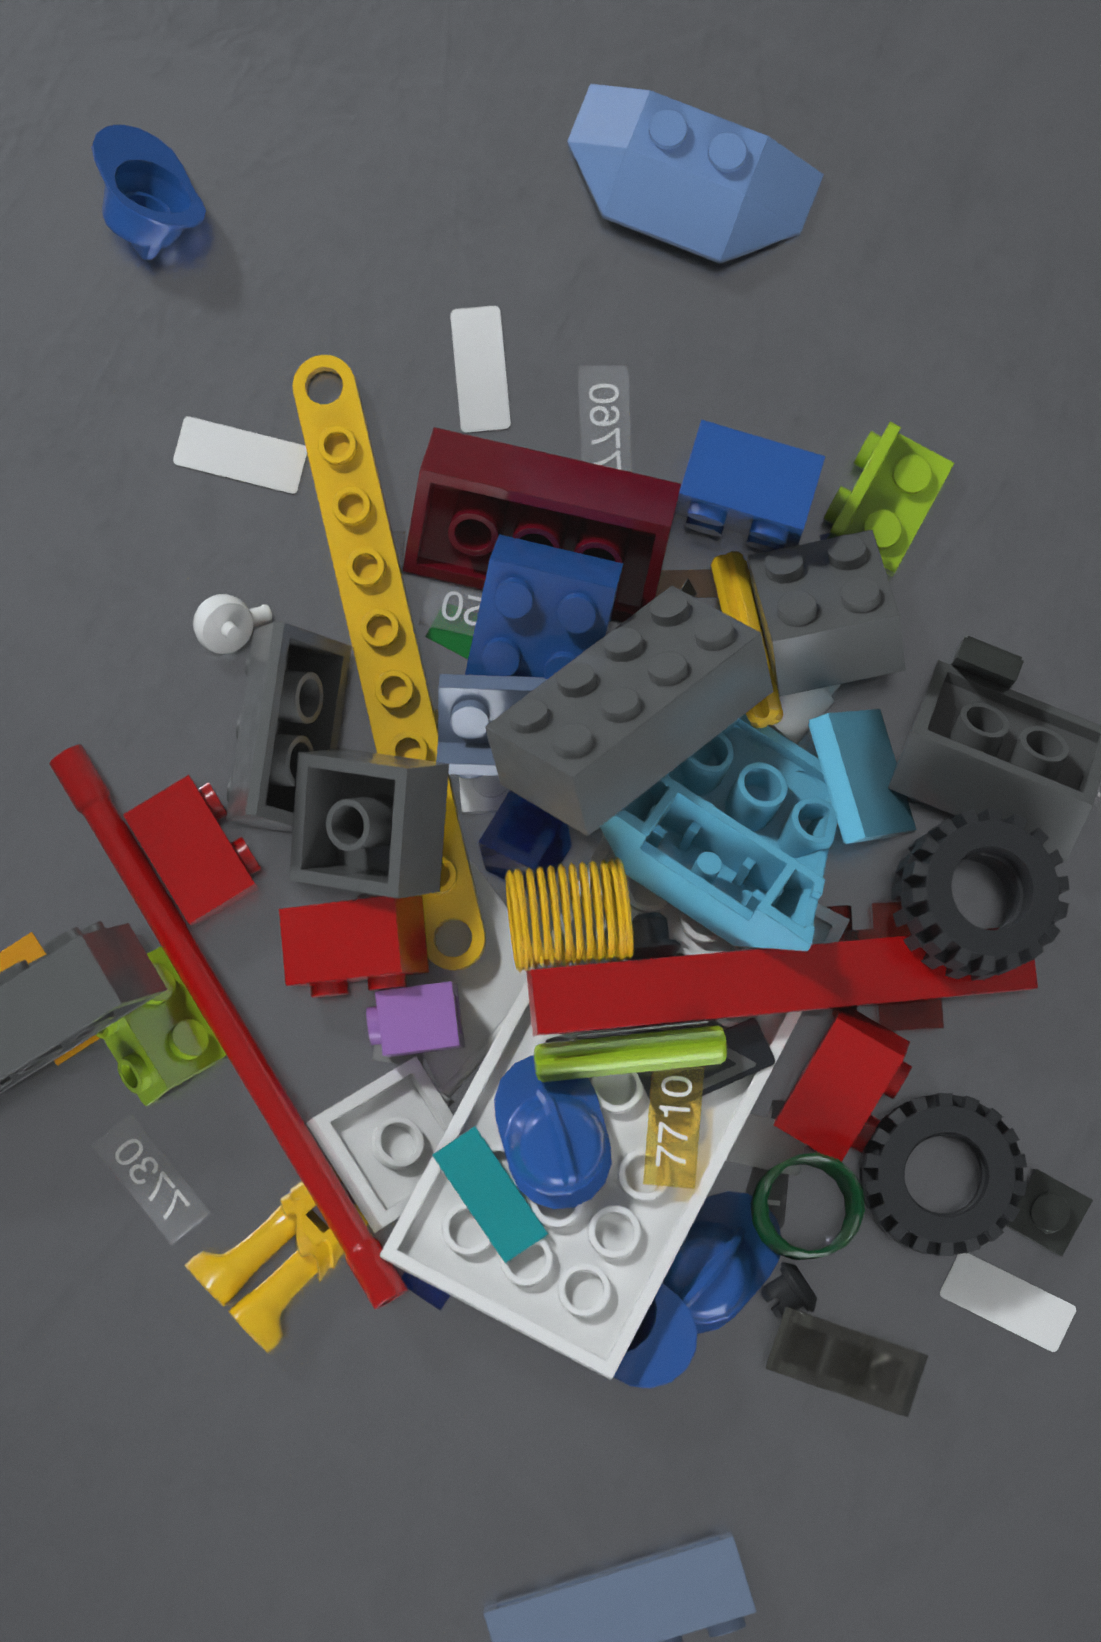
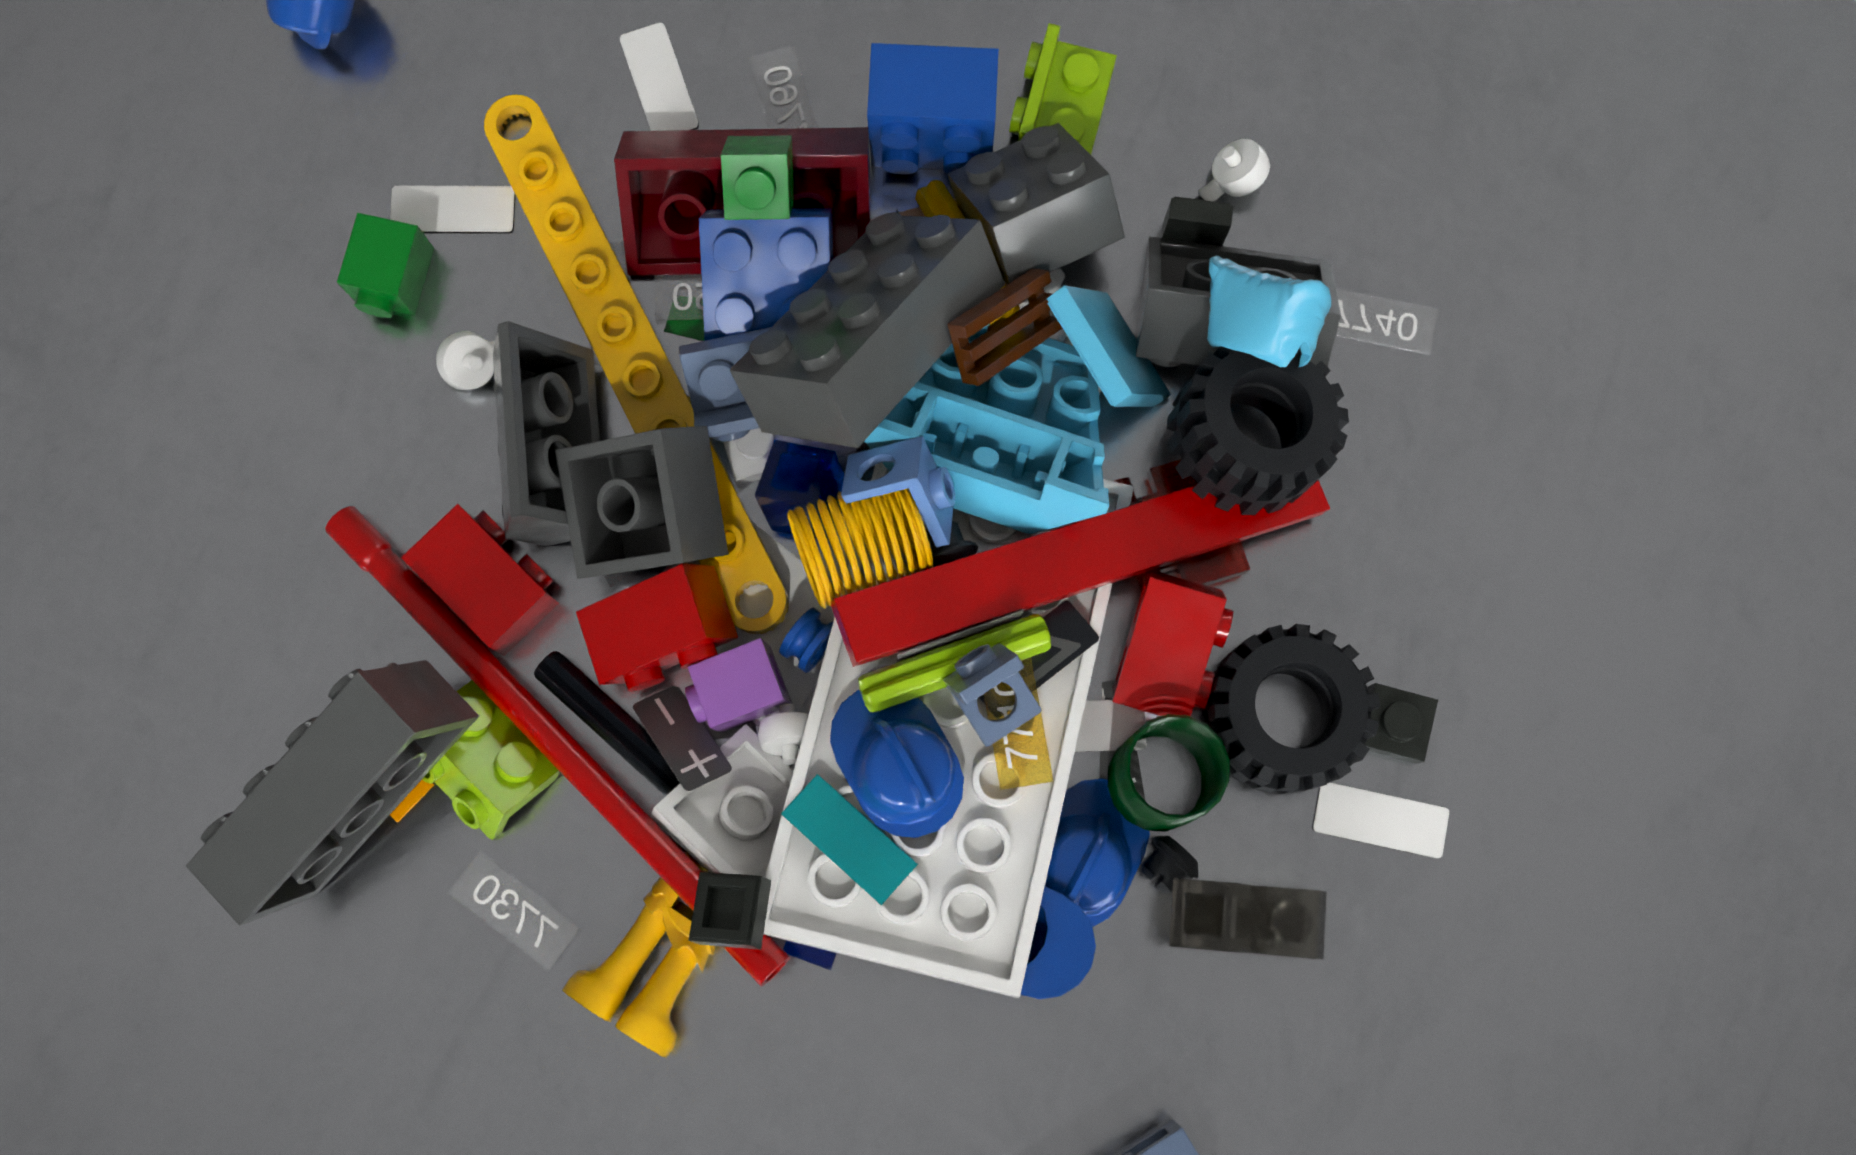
camera: 15 degrees left, 5 degrees down
(163, 508) = (385, 266): none -> green brick
(286, 1023) = (606, 719): none -> black axle
(351, 1055) = (681, 739): none -> dark grey sticker
(364, 1233) = (730, 910): none -> pearl dark grey tile
(451, 1076) = (783, 733): none -> white piece
(495, 991) = (807, 640): none -> blue bush
(557, 530) = (757, 177): none -> green brick
(635, 869) = (912, 470): none -> medium blue bracket
(651, 1074) = (979, 673): none -> sand blue bracket
(762, 746) = (1007, 337): none -> reddish brown tile
(1008, 794) = (1265, 313): none -> medium azure hair
(1044, 616) = (1237, 170): none -> white piece

